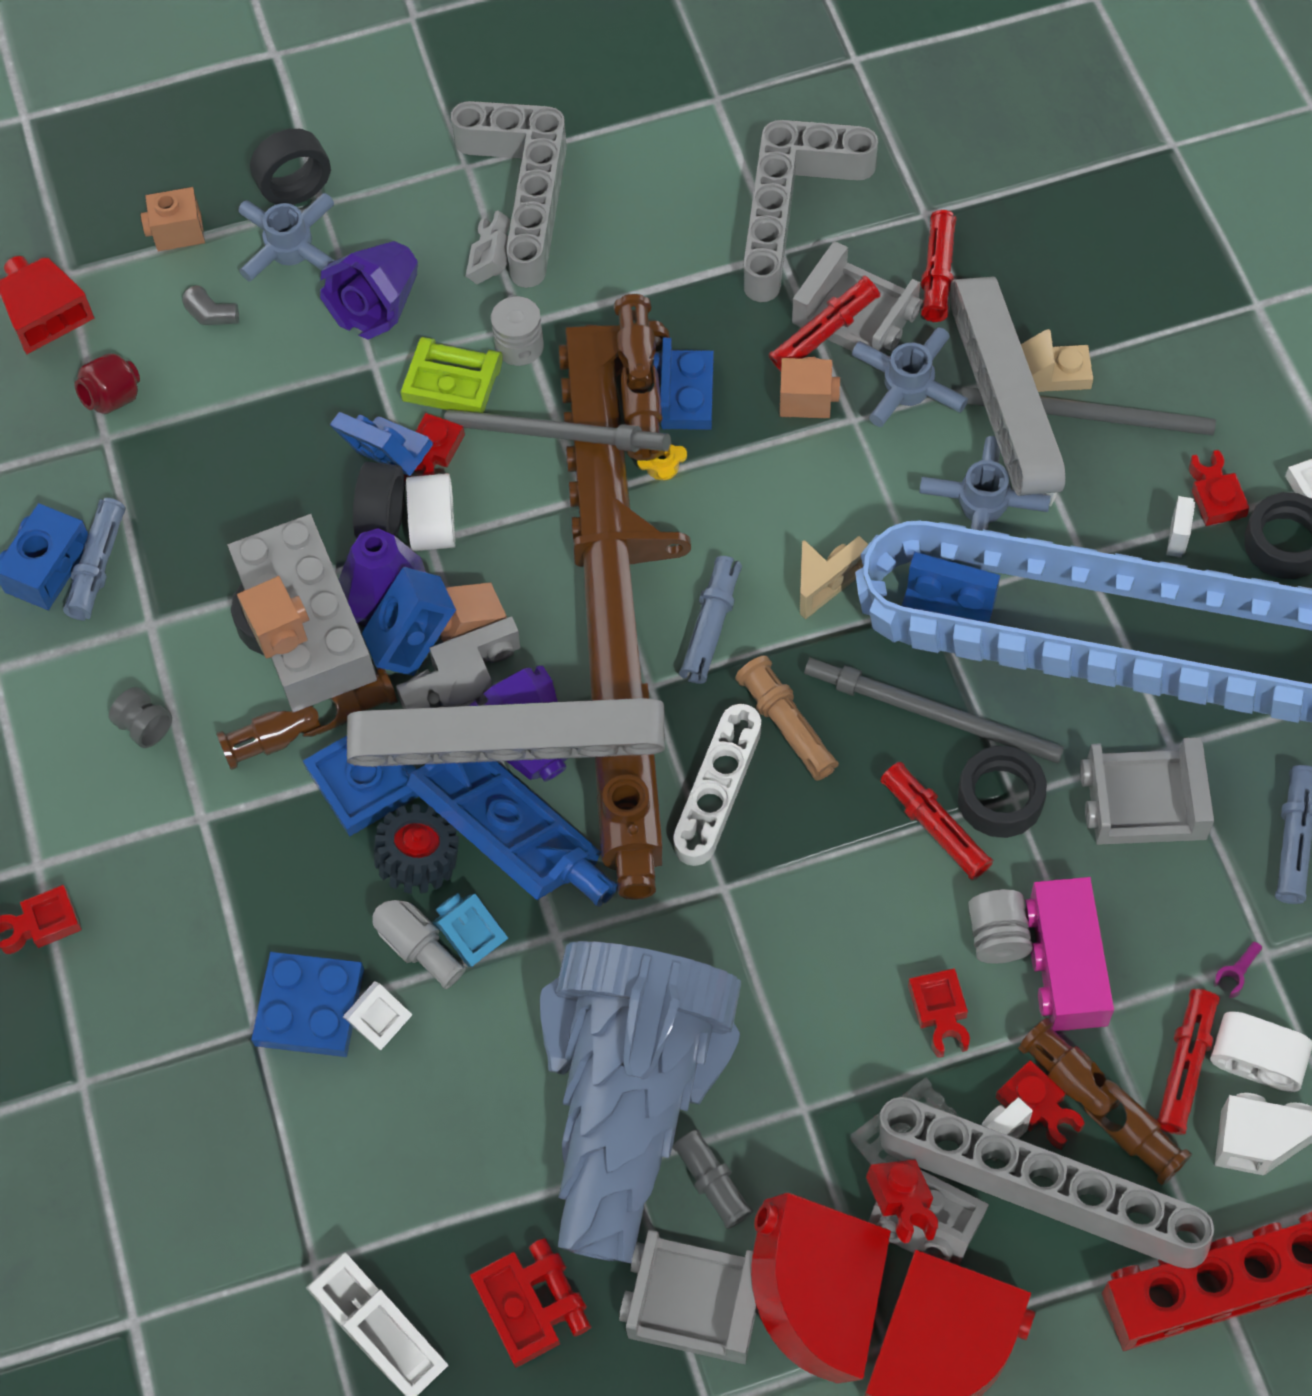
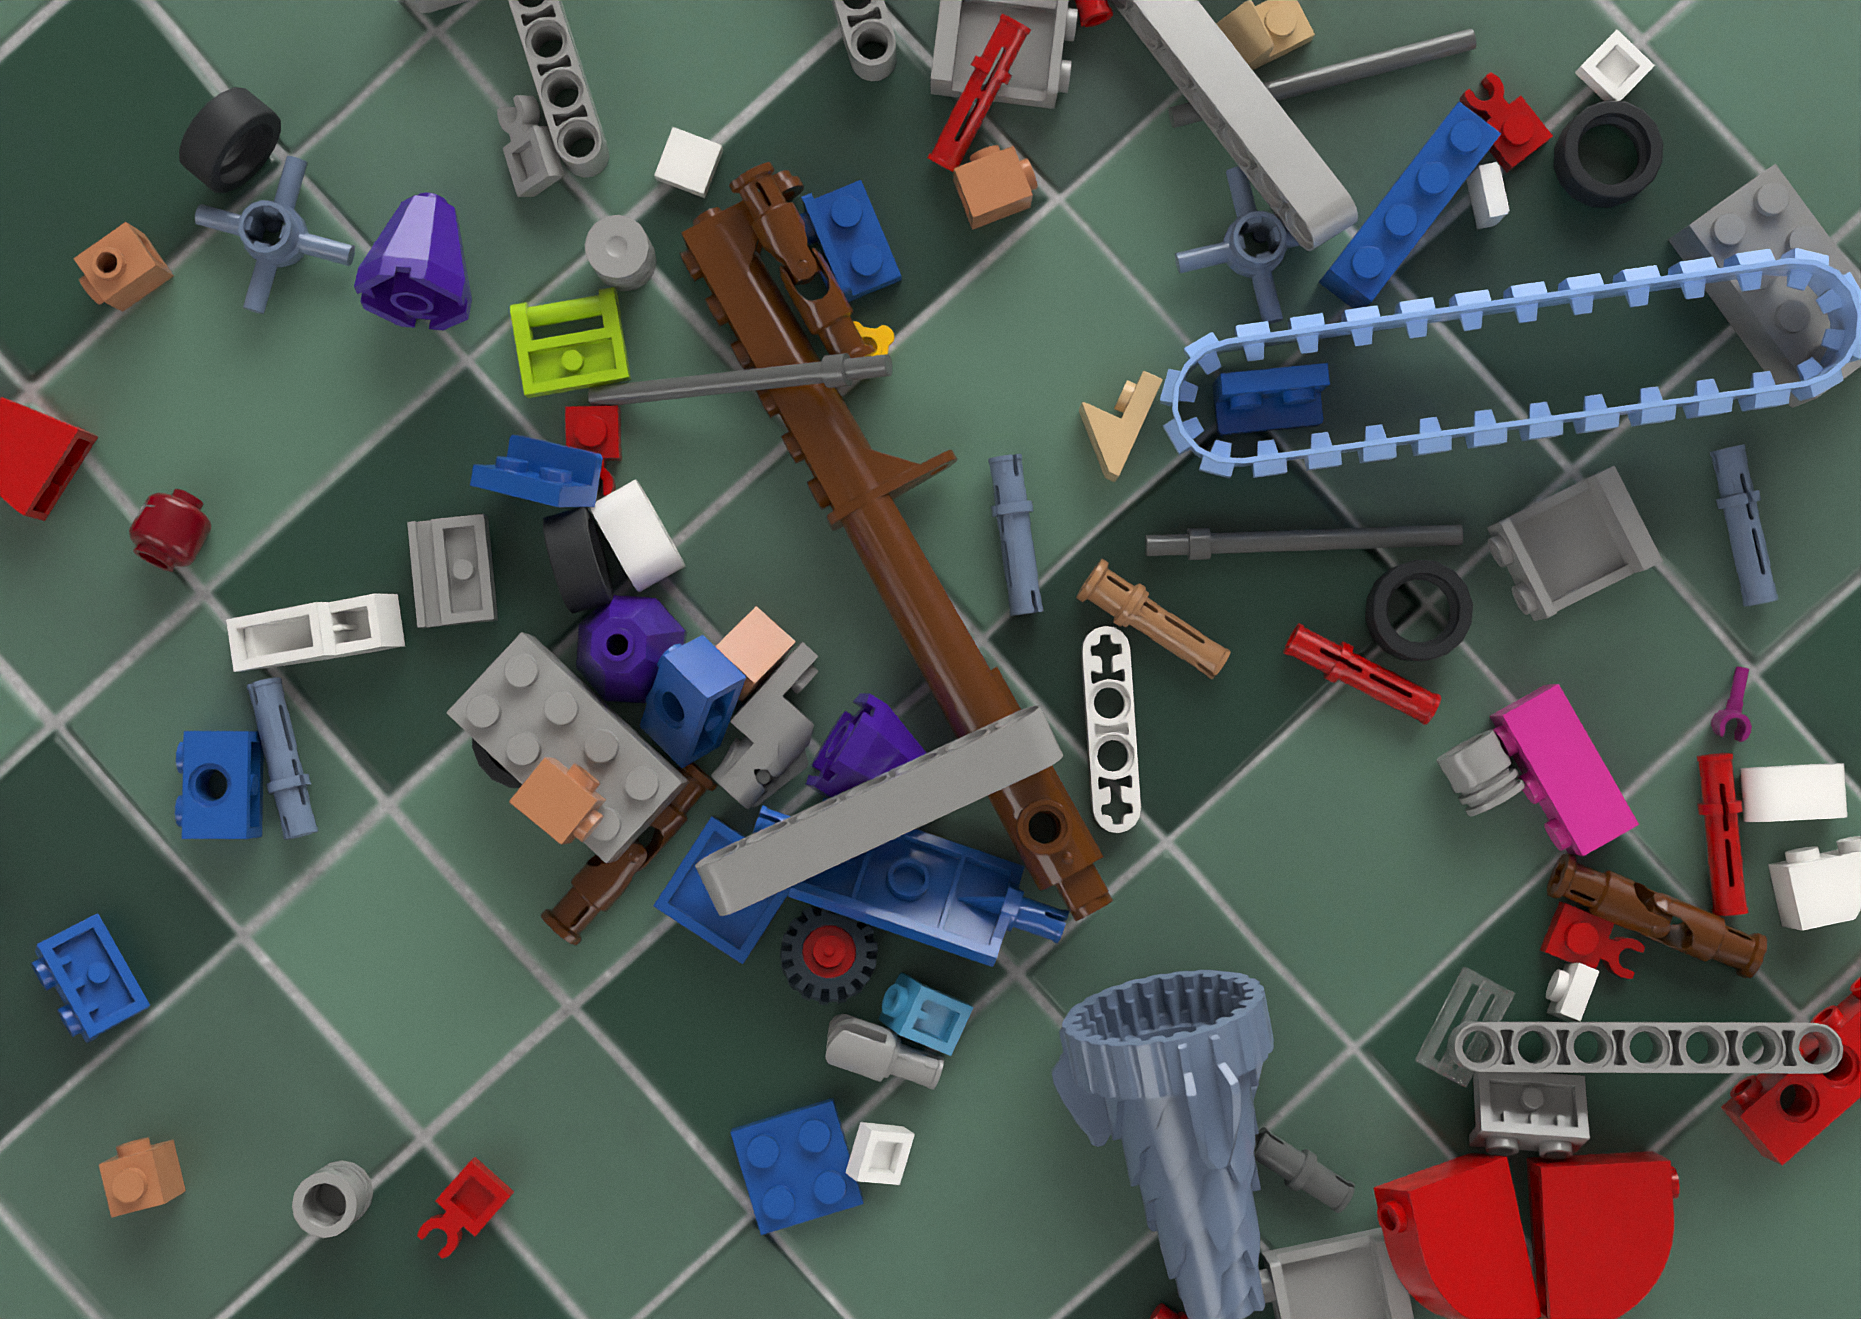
camera: 30 degrees left, 25 degrees up
(138, 715) = (444, 930): dark grey wheel -> none
(169, 486) = (315, 632): none -> white slope
(206, 311) = (228, 375): flat silver arm -> none
(286, 484) = (452, 571): none -> light grey plate
(595, 299) = (688, 162): none -> white tile
(903, 1192) = (1505, 1117): red plate -> none
(909, 376) = (1103, 141): sand blue bar -> none
(940, 1004) = (1449, 883): red plate -> none
(1120, 505) = (1409, 207): none -> blue brick

